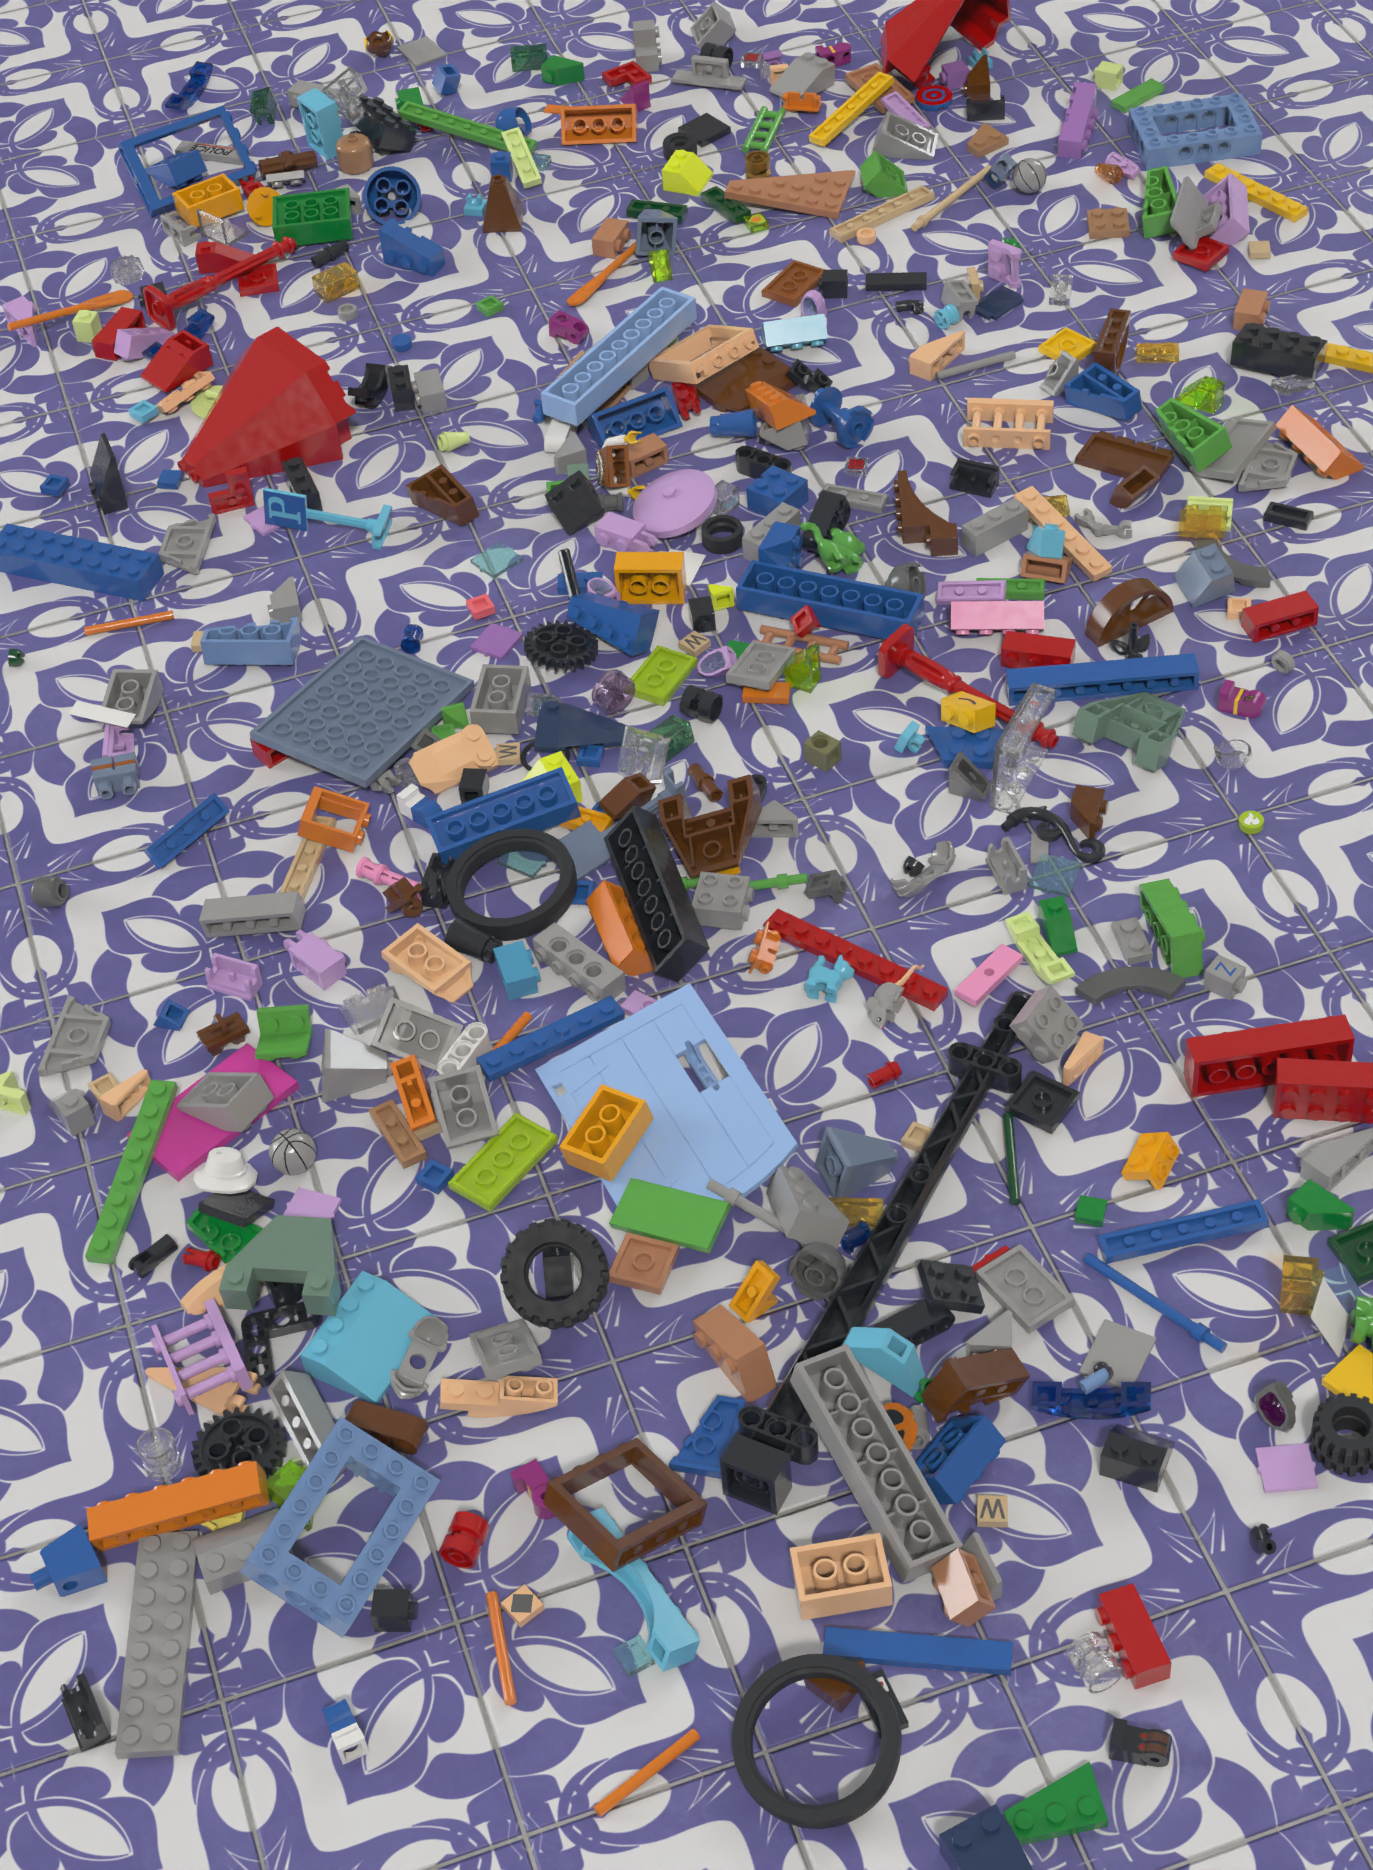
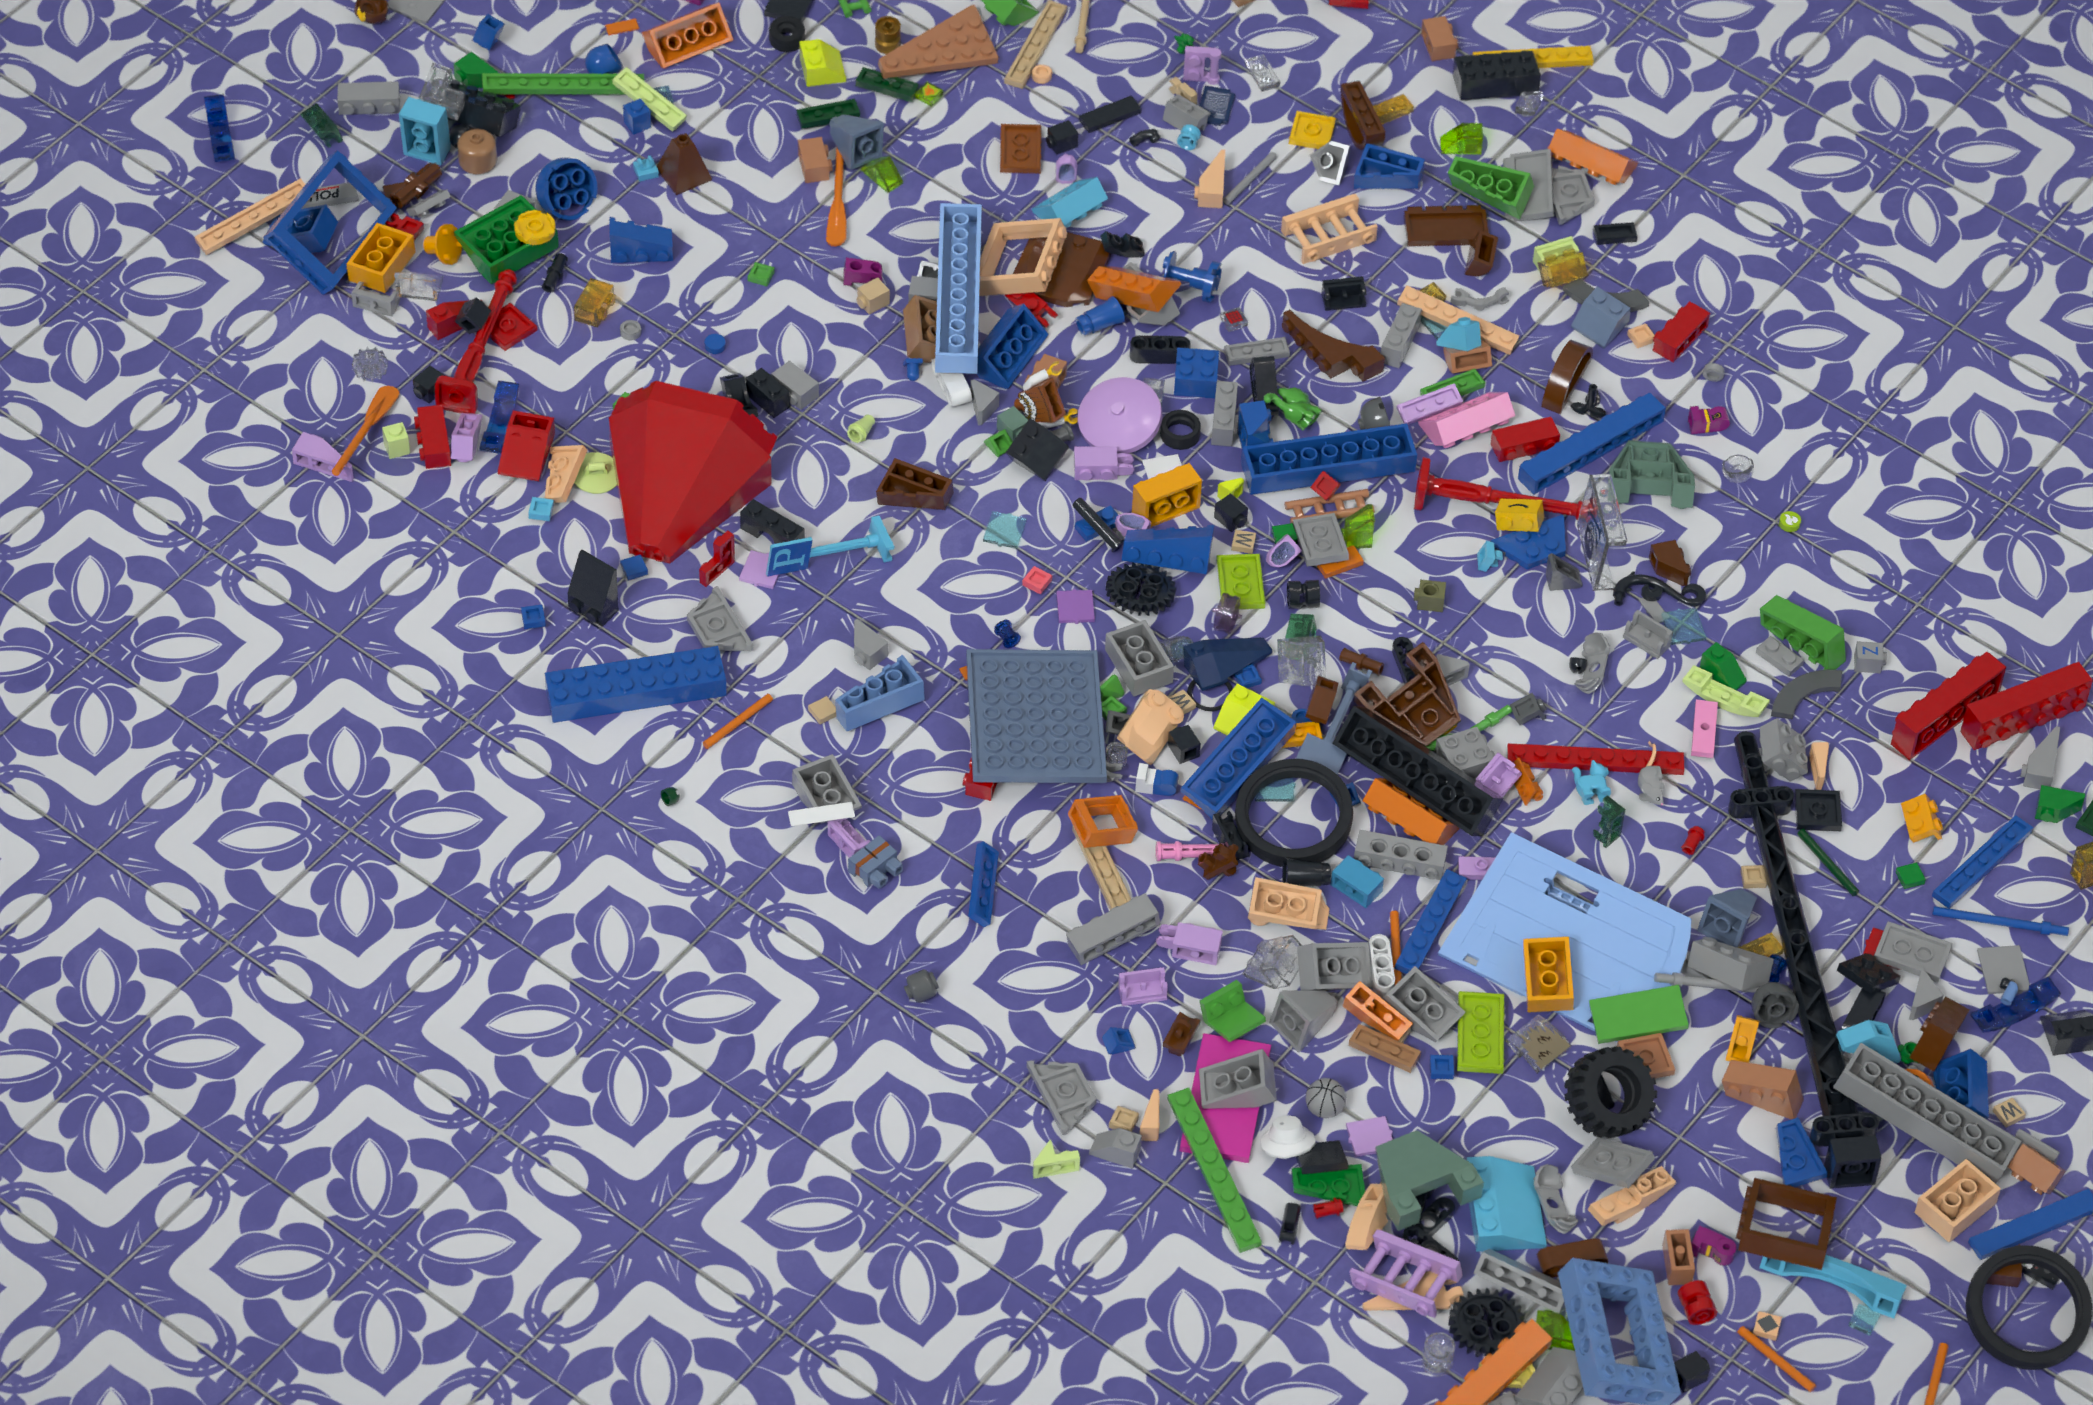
camera: 40 degrees left, 5 degrees up
(169, 144) = (248, 218): none -> light nougat plate
(228, 256) = (473, 315): none -> black brick
(332, 210) = (534, 227): none -> yellow tile
(485, 1481) = (1678, 1256): none -> nougat brick
(550, 1197) = (1538, 1043): none -> slope
(559, 348) = (873, 296): none -> tan brick
(729, 932) = (1499, 775): none -> lavender hinge
(803, 1018) = (1610, 822): none -> hinge

